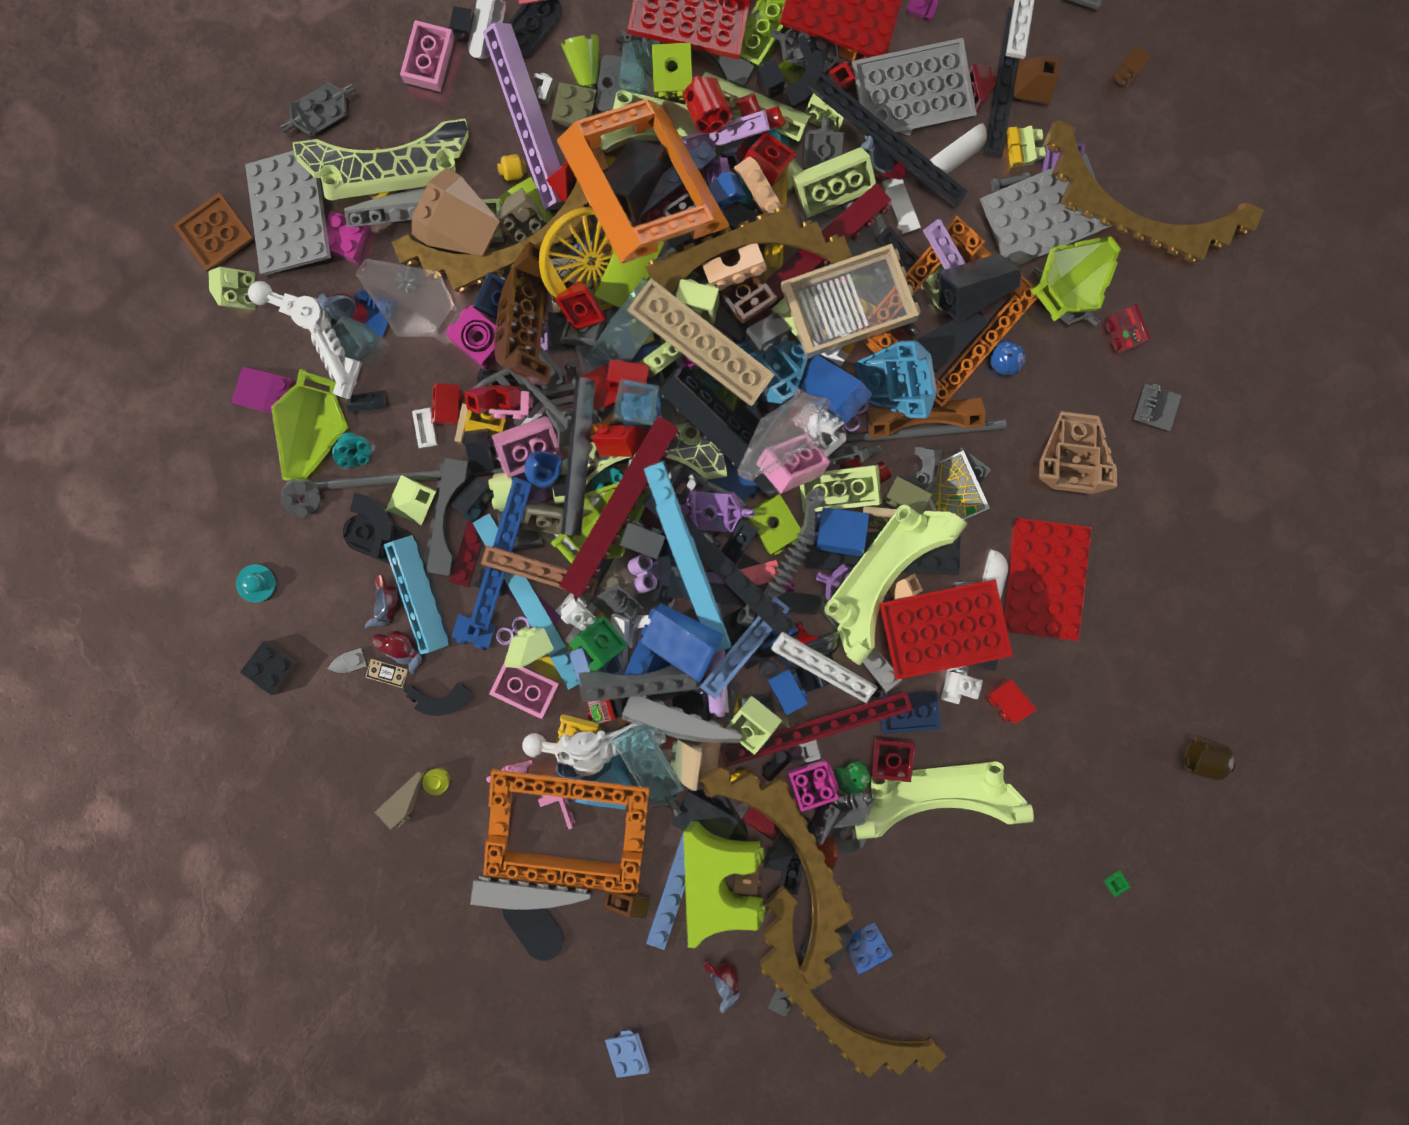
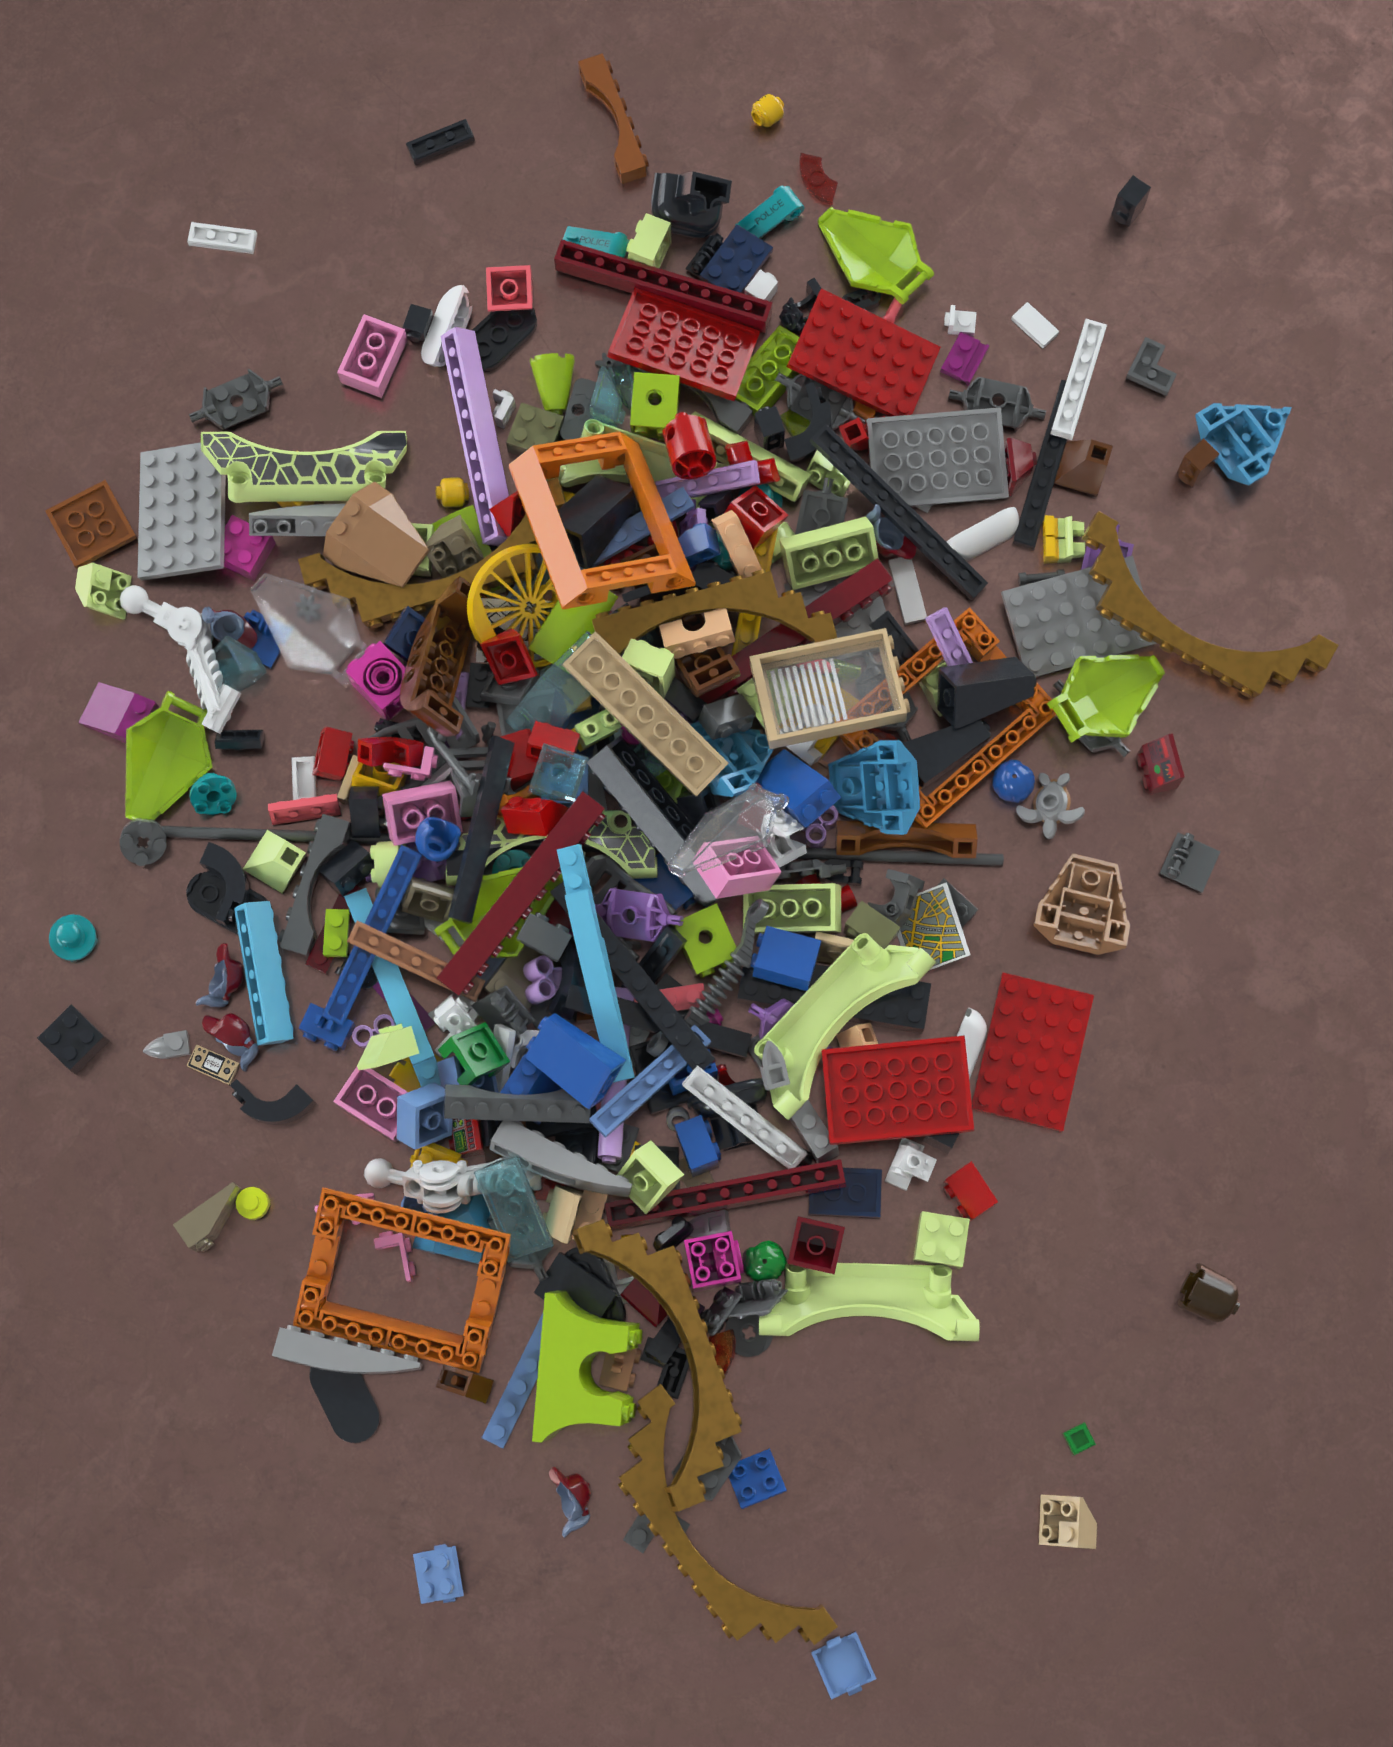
camera: 10 degrees right, 10 degrees down
(429, 453) = (304, 809): none -> coral plate
(470, 553) = (336, 933): none -> lime plate
(563, 699) = (422, 1116): none -> medium blue brick
(843, 624) = (774, 1068): none -> light grey plate
(886, 444) = (855, 867): none -> black plate
(953, 1083) = (843, 1665): none -> medium blue piece
(973, 31) = (1016, 398): none -> dark grey plate
(991, 742) = (941, 1240): none -> yellowish green brick
(1041, 374) = (1051, 805): none -> light grey animal
(1115, 952) = (1066, 1522): none -> tan slope
(1168, 38) = (1243, 437): none -> dark azure wedge

